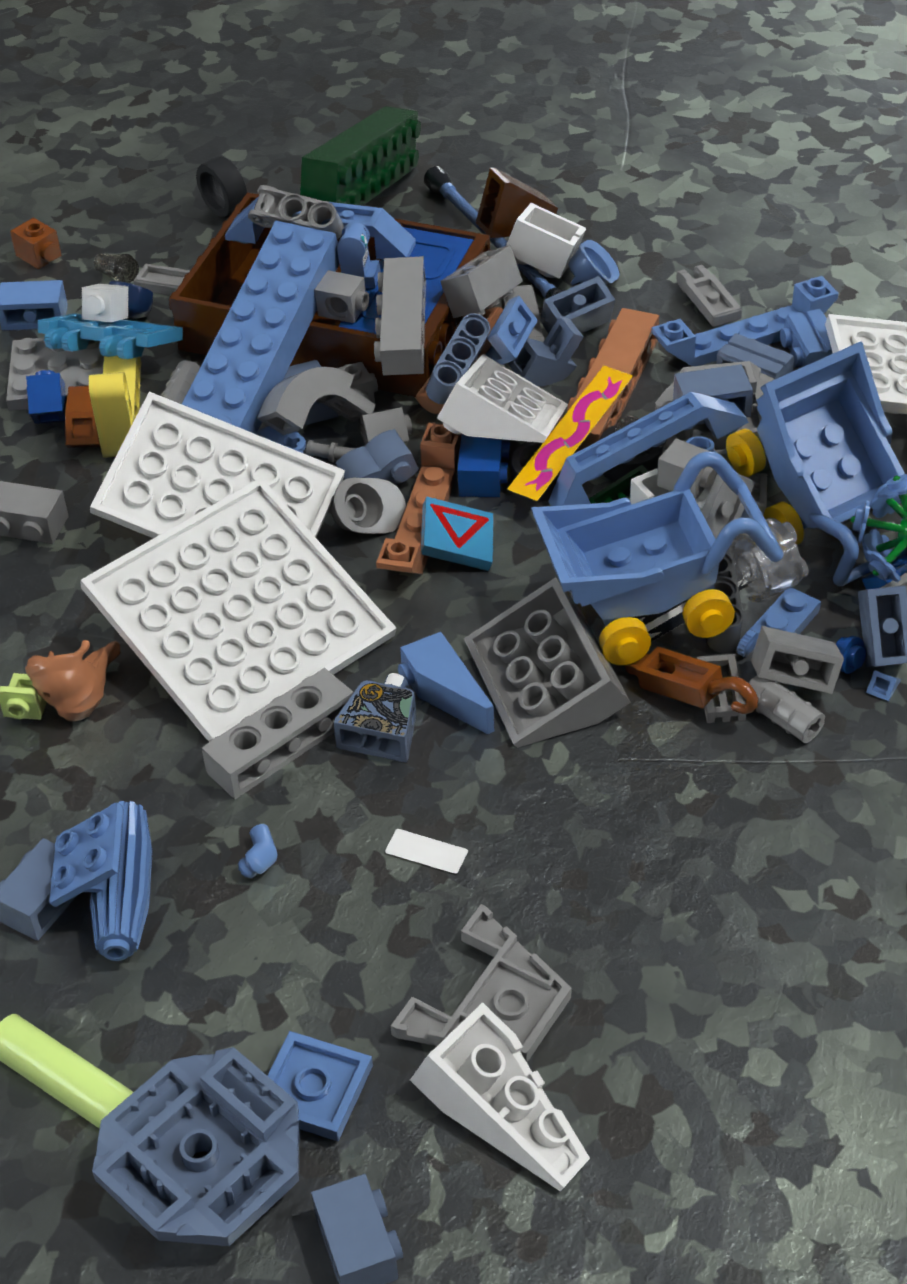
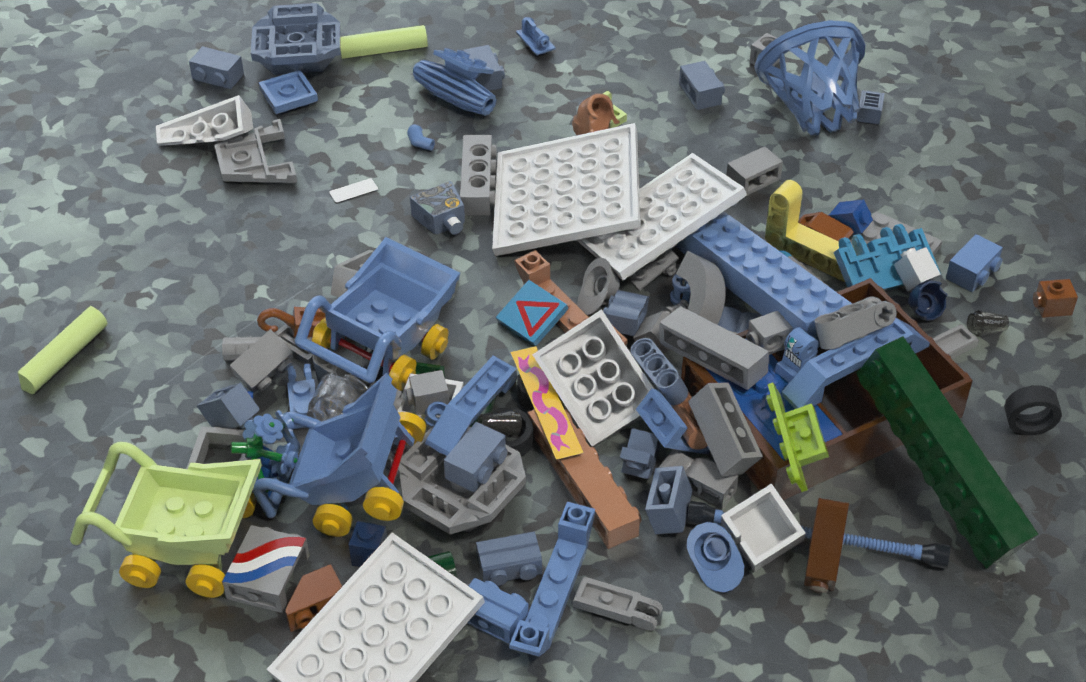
camera: 130 degrees right, 0 degrees up
(445, 682) = (439, 242): medium blue slope -> none
(449, 221) = (800, 434): none -> lime bracket

